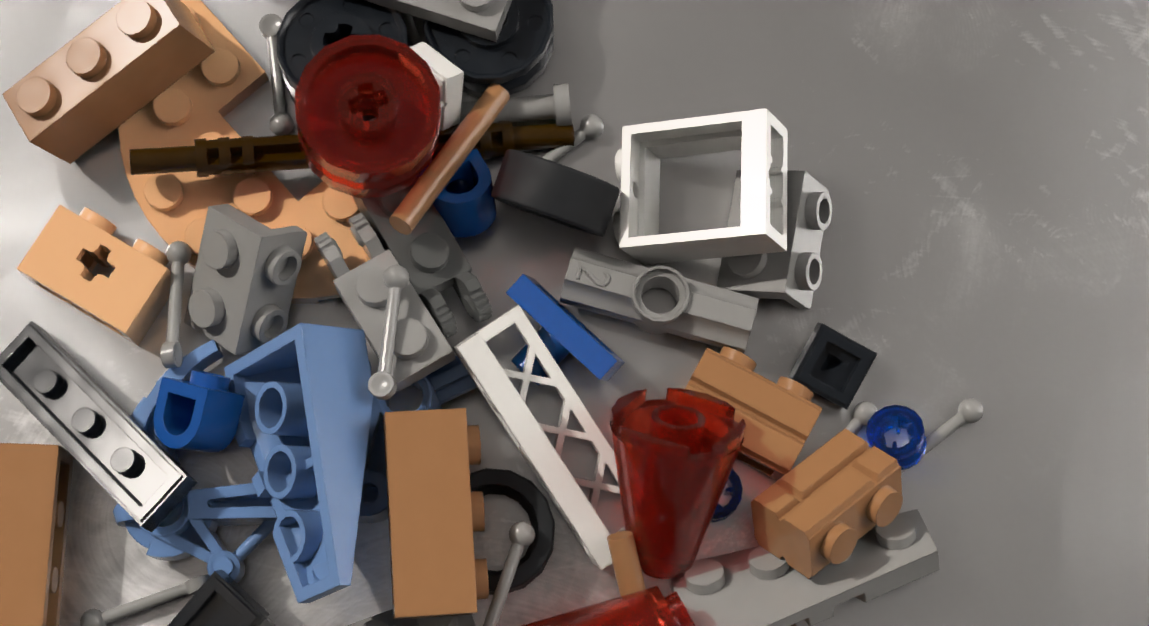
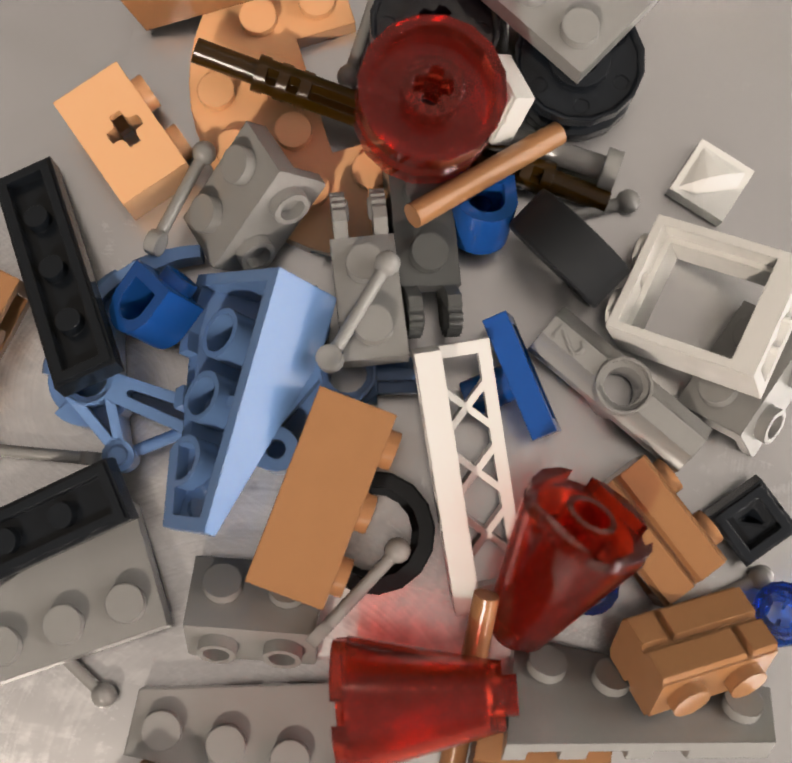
camera: 25 degrees right, 5 degrees up
(658, 77) = (710, 182): none -> white tile

